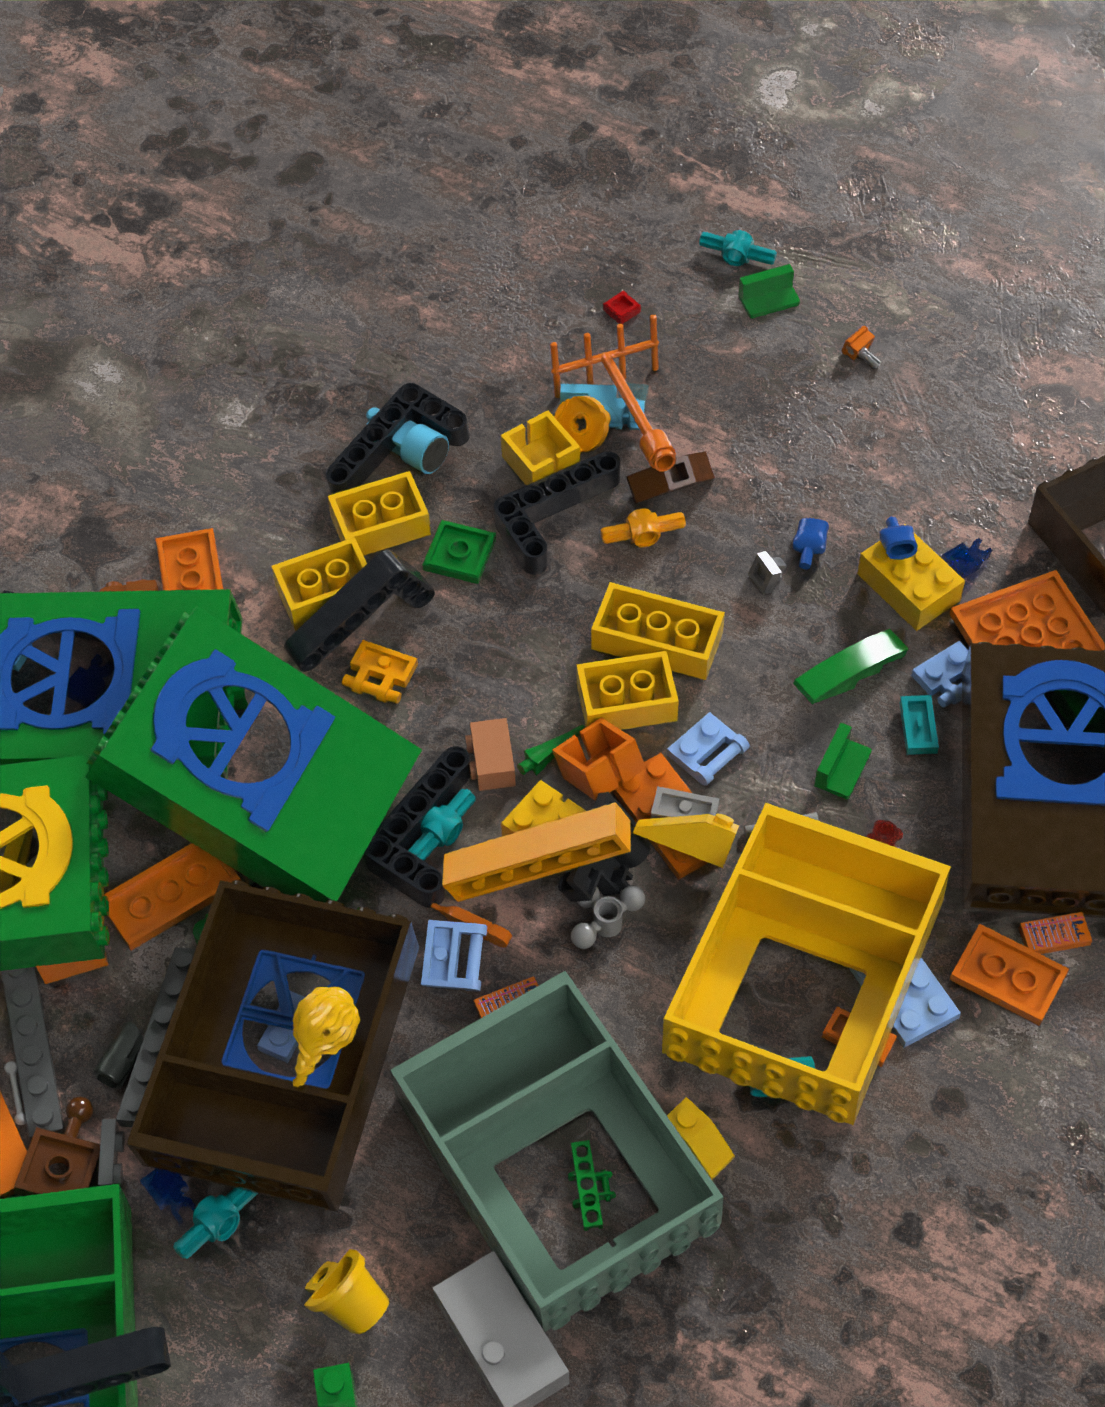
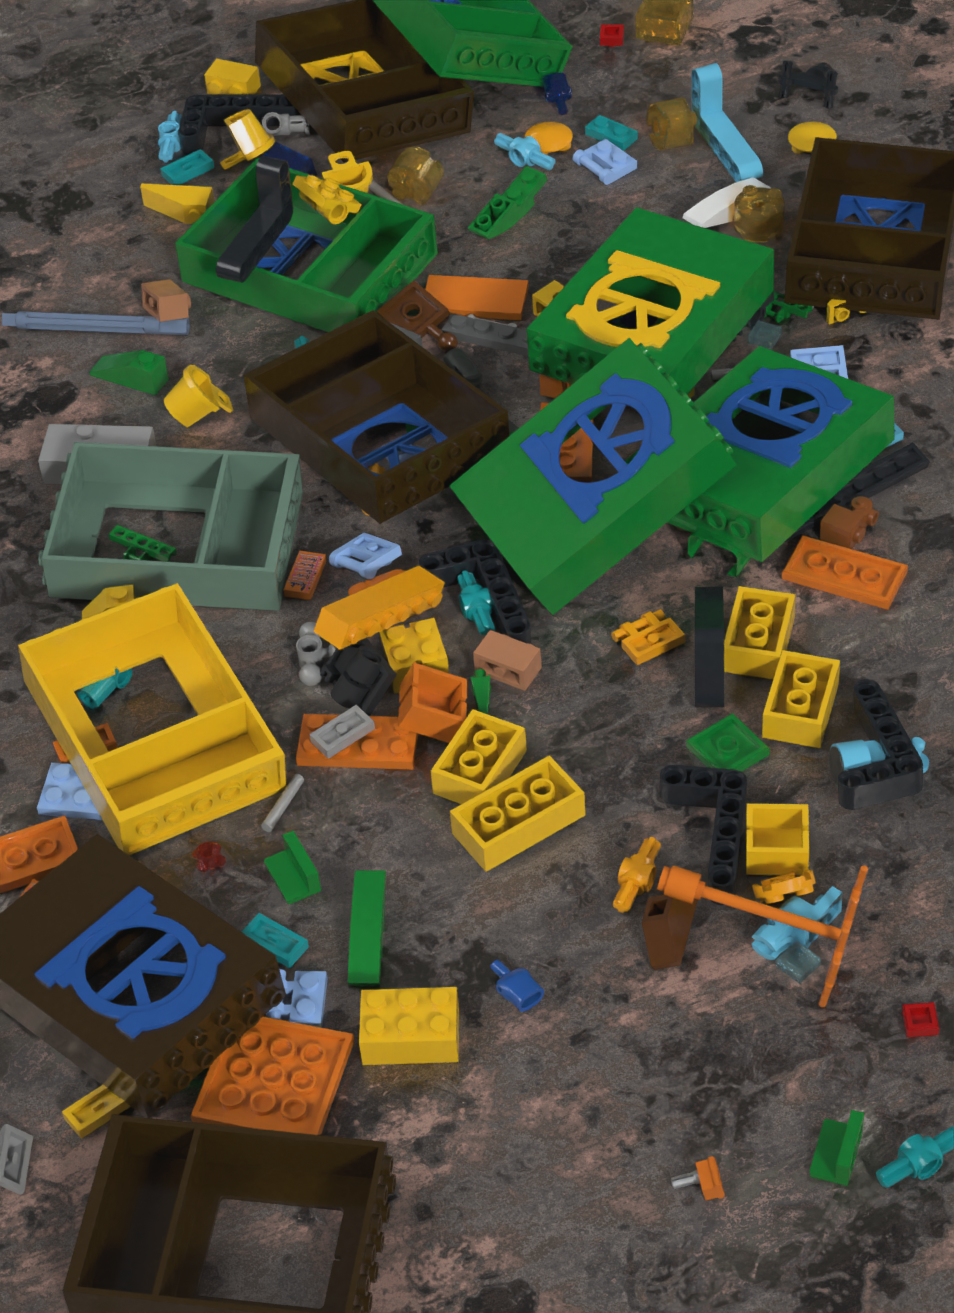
camera: 130 degrees right, 10 degrees down
(322, 1026) = (344, 406): yellow hair -> none
(696, 835) = (315, 711): yellow slope -> none
(701, 742) = (399, 796): light blue plate -> none
(766, 572) = (511, 929): flat silver tile -> none
(898, 540) = (437, 1004): blue piece -> none
(965, 559) = (392, 1084): clear blue plate -> none

